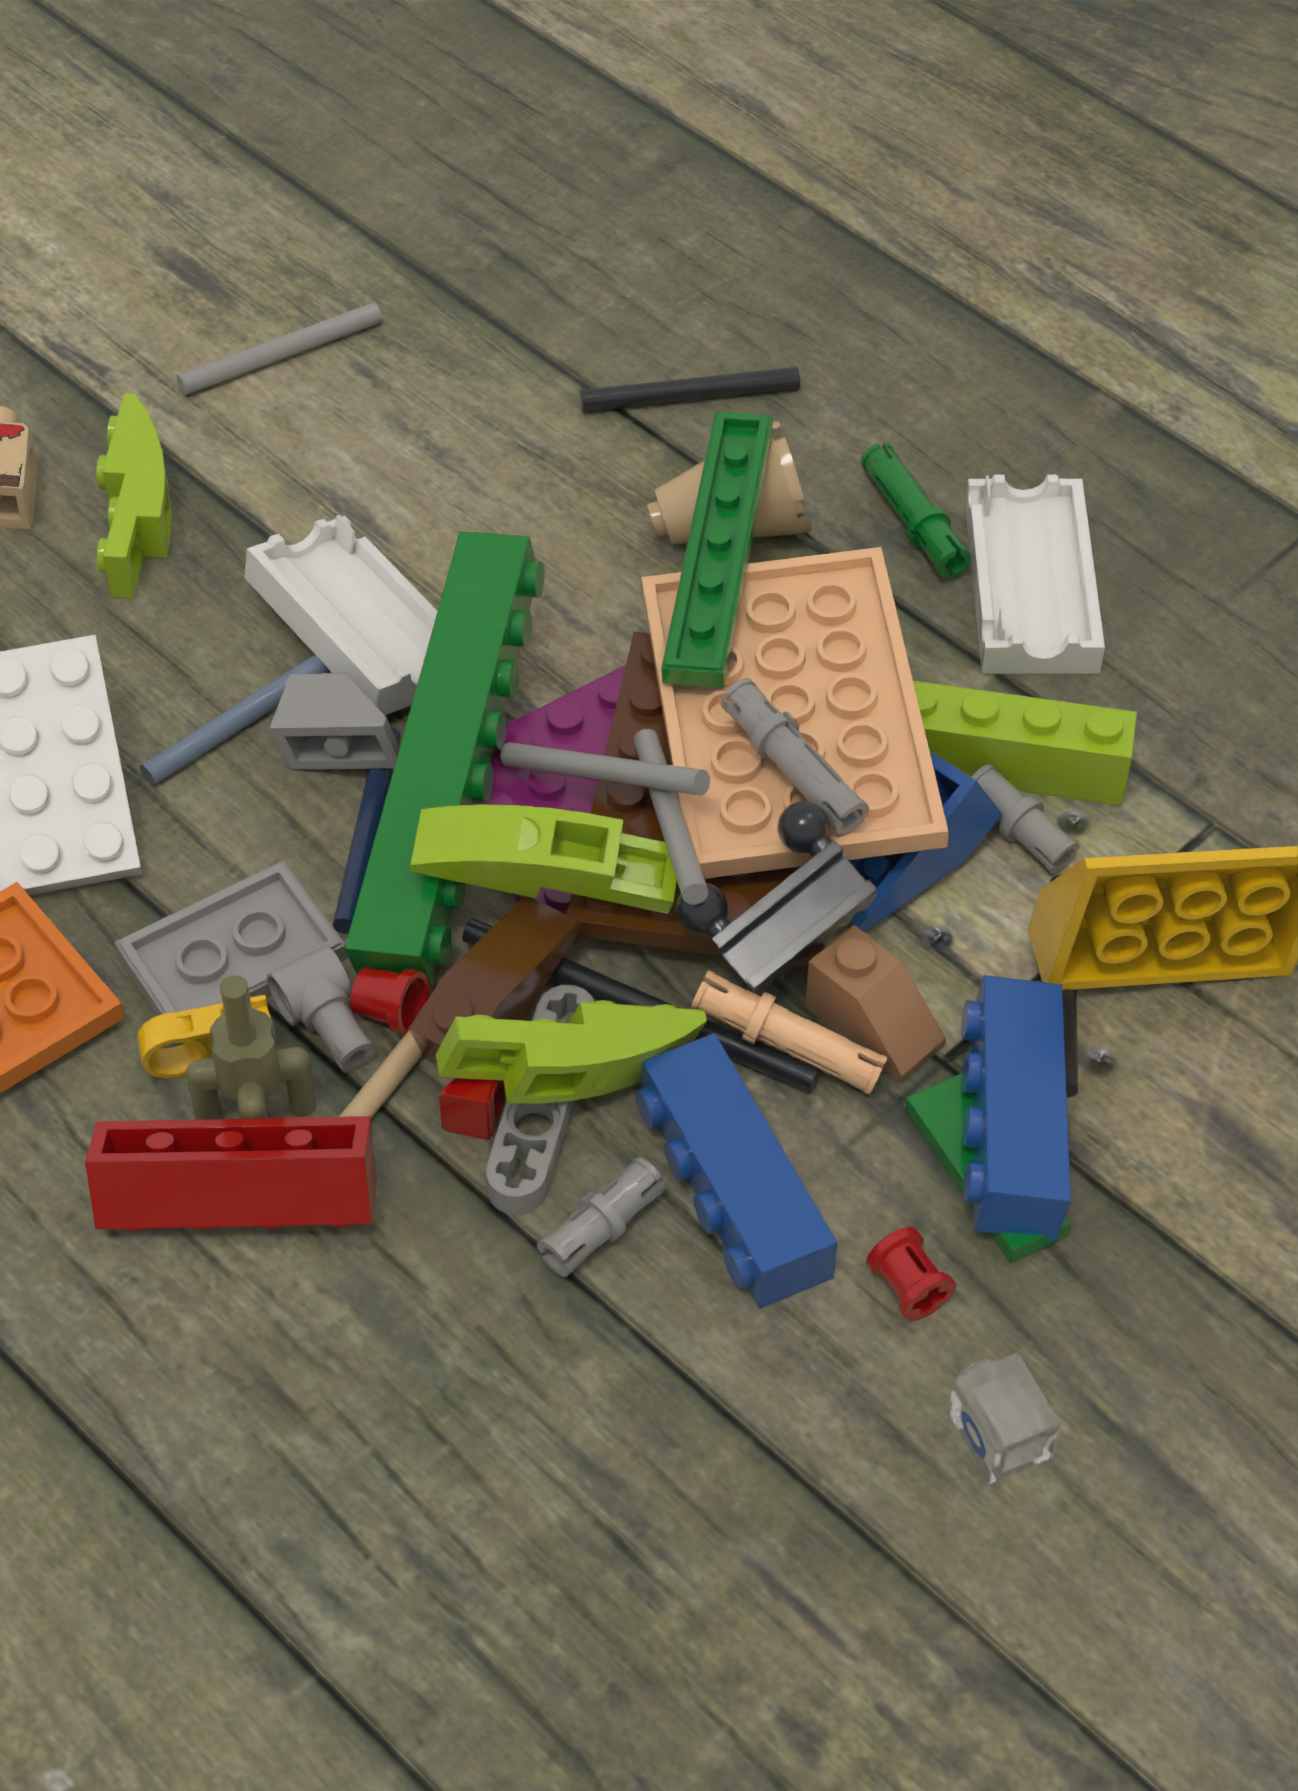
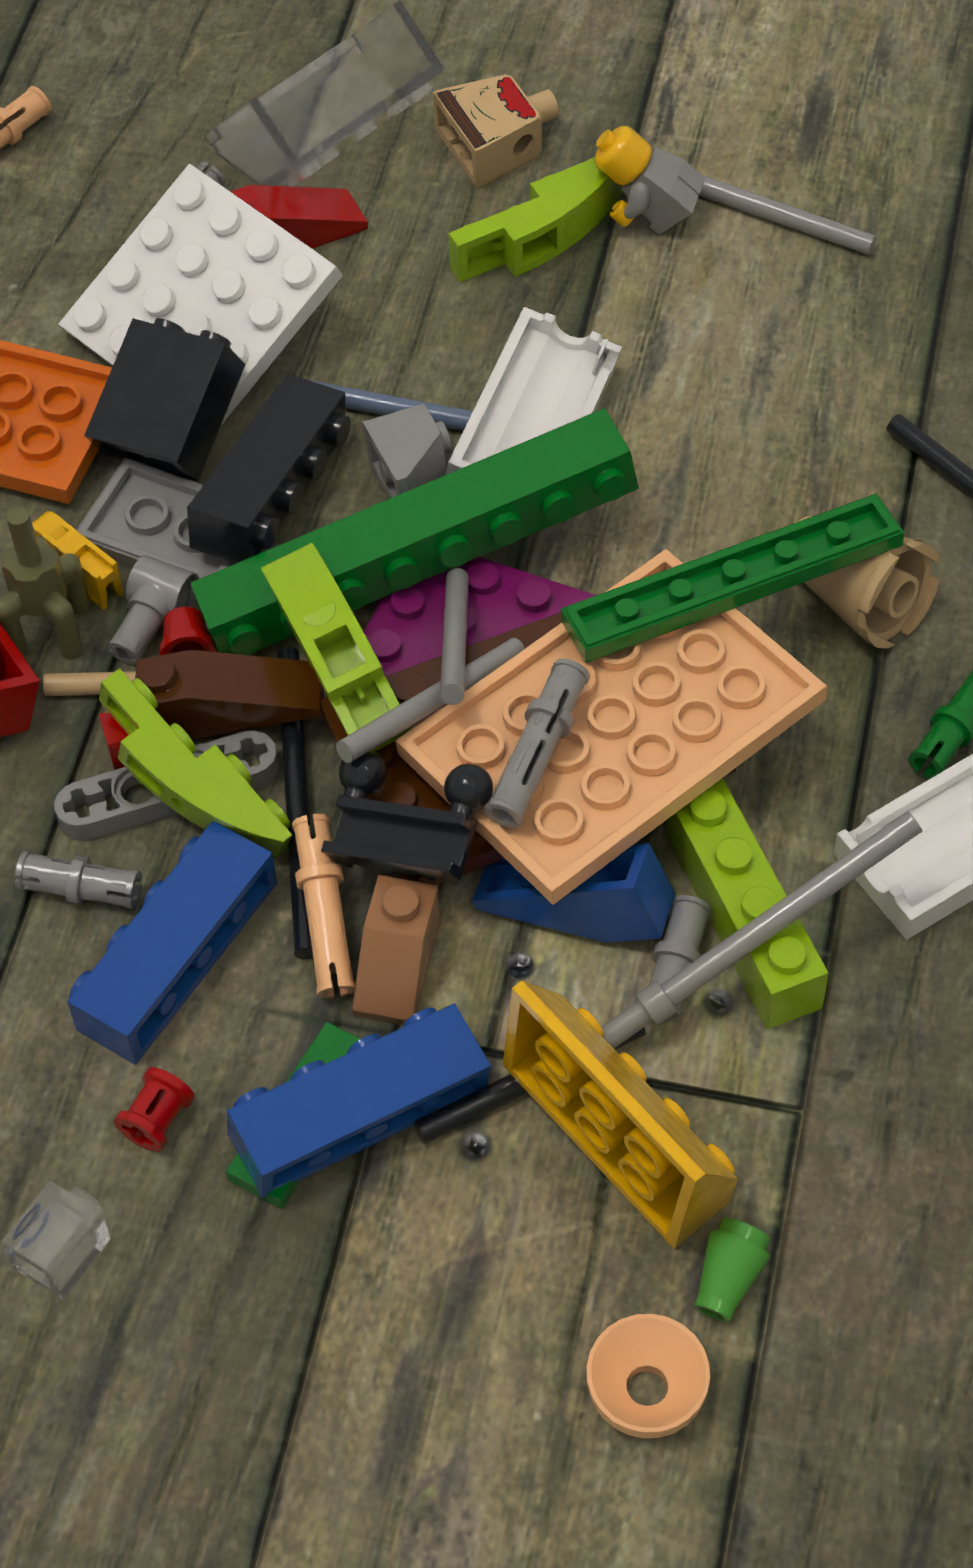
camera: 60 degrees right, 5 degrees up
(98, 857) = (166, 397): none -> black brick
(186, 391) = (653, 179): none -> light grey piece
(257, 828) = (268, 470): none -> black brick
(1075, 837) = (659, 1001): none -> light grey bar

